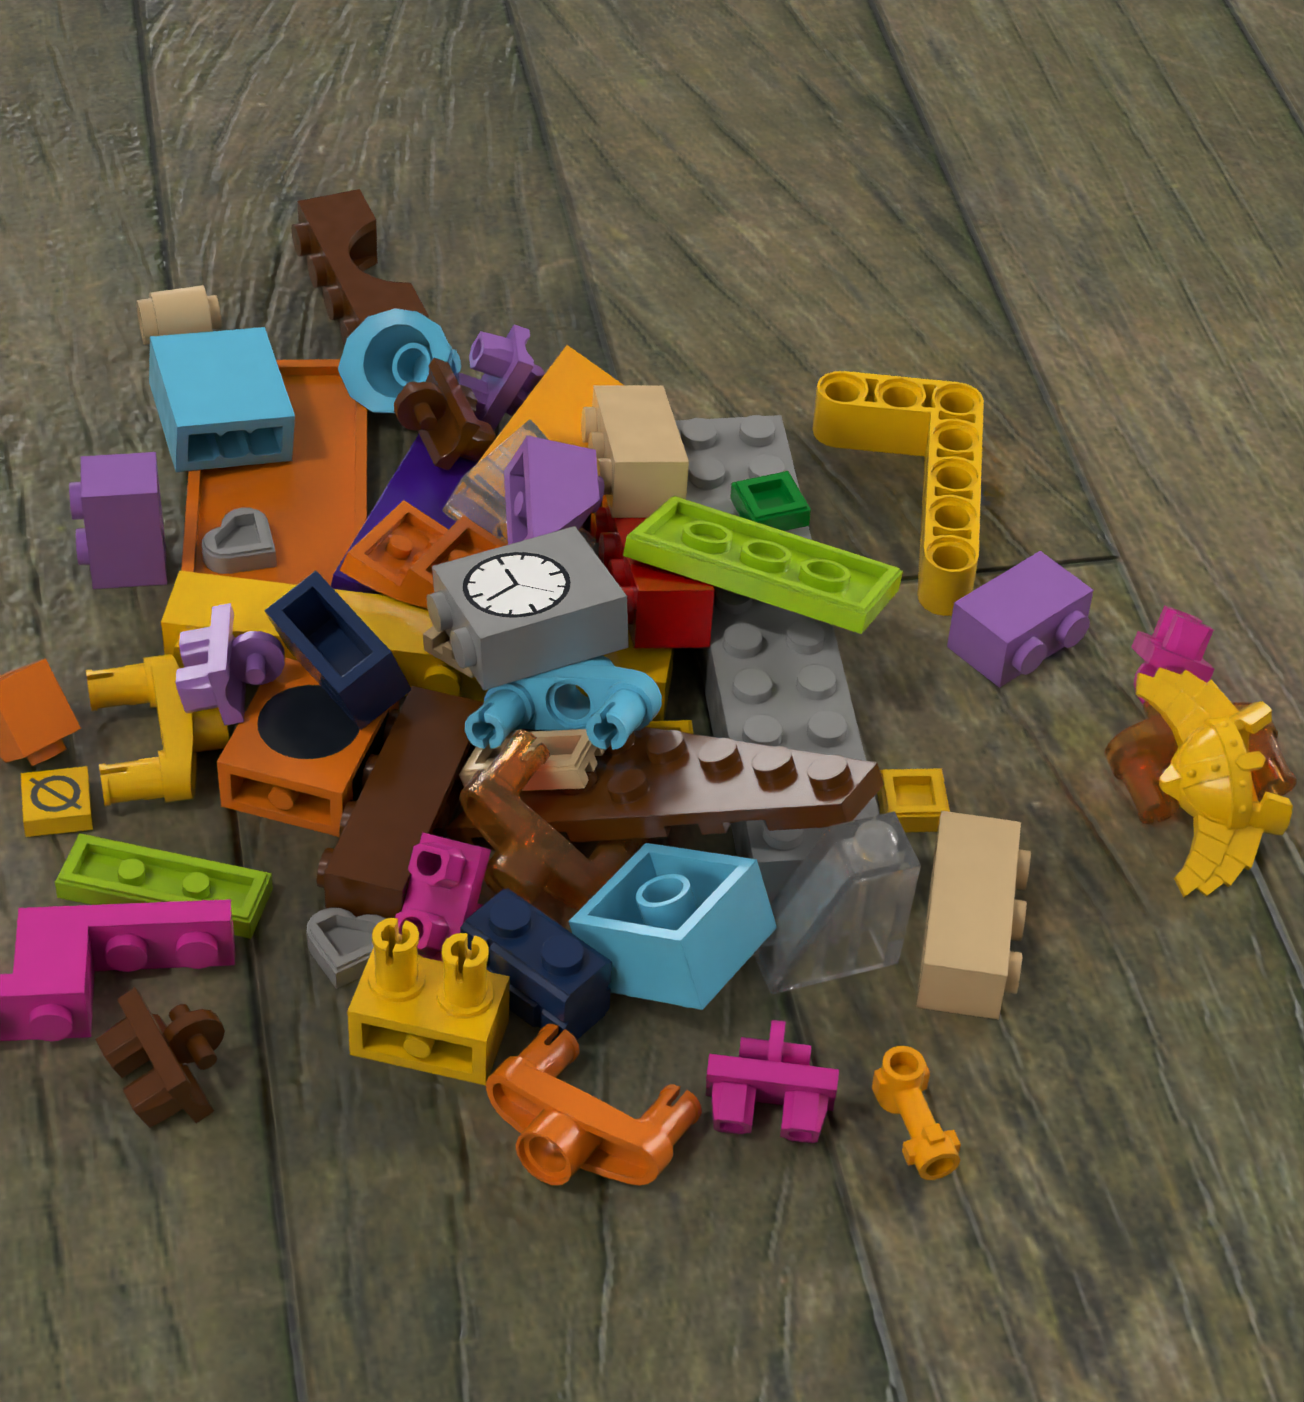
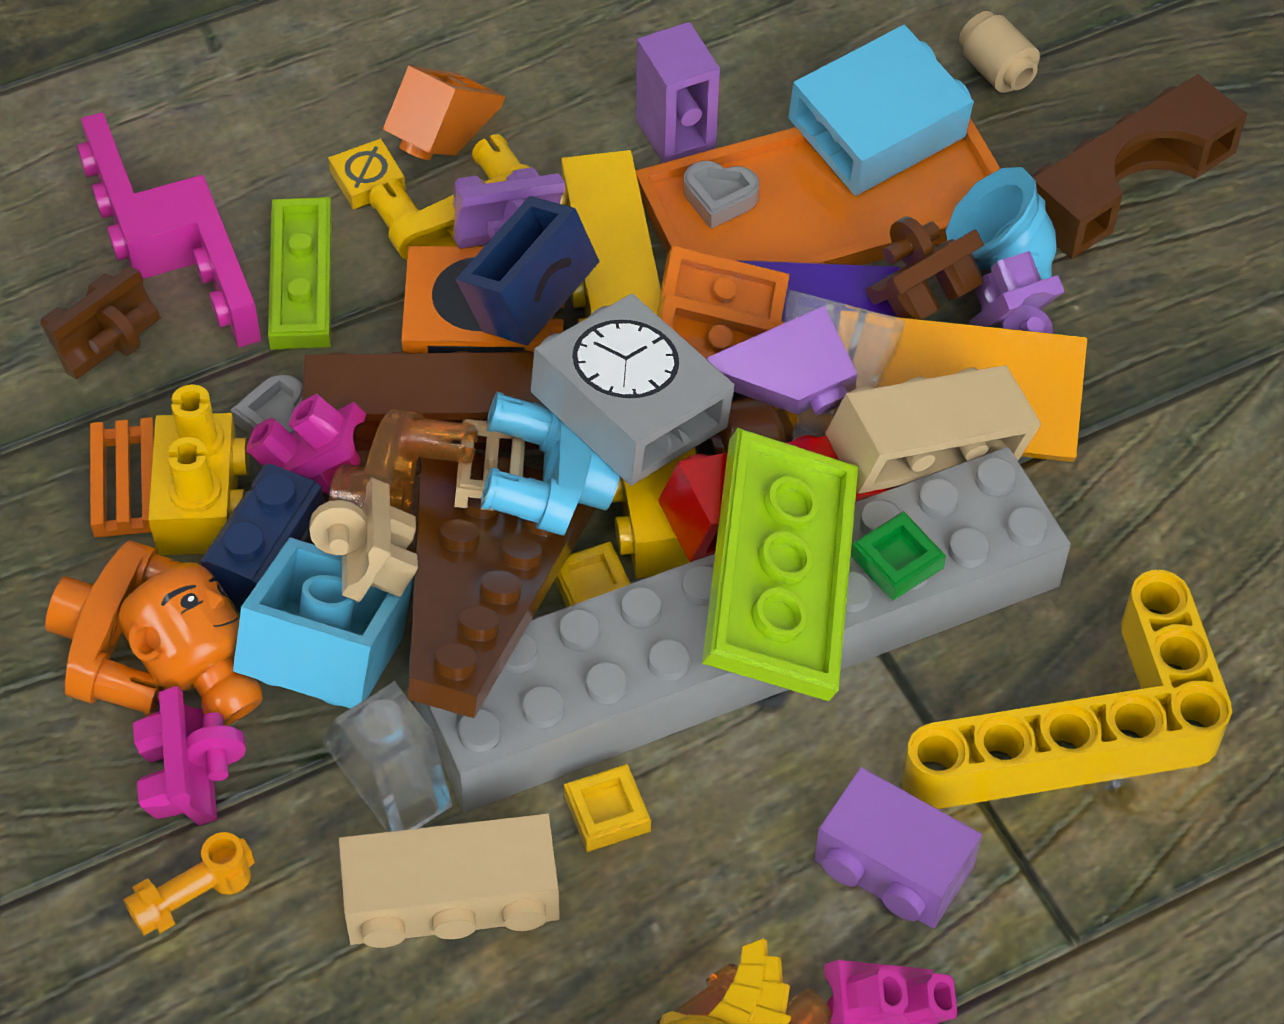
camera: 75 degrees right, 10 degrees up
(381, 1077) = (121, 437): none -> orange tile
(618, 844) = (369, 540): none -> tan hips
(642, 1039) = (188, 638): none -> orange piece

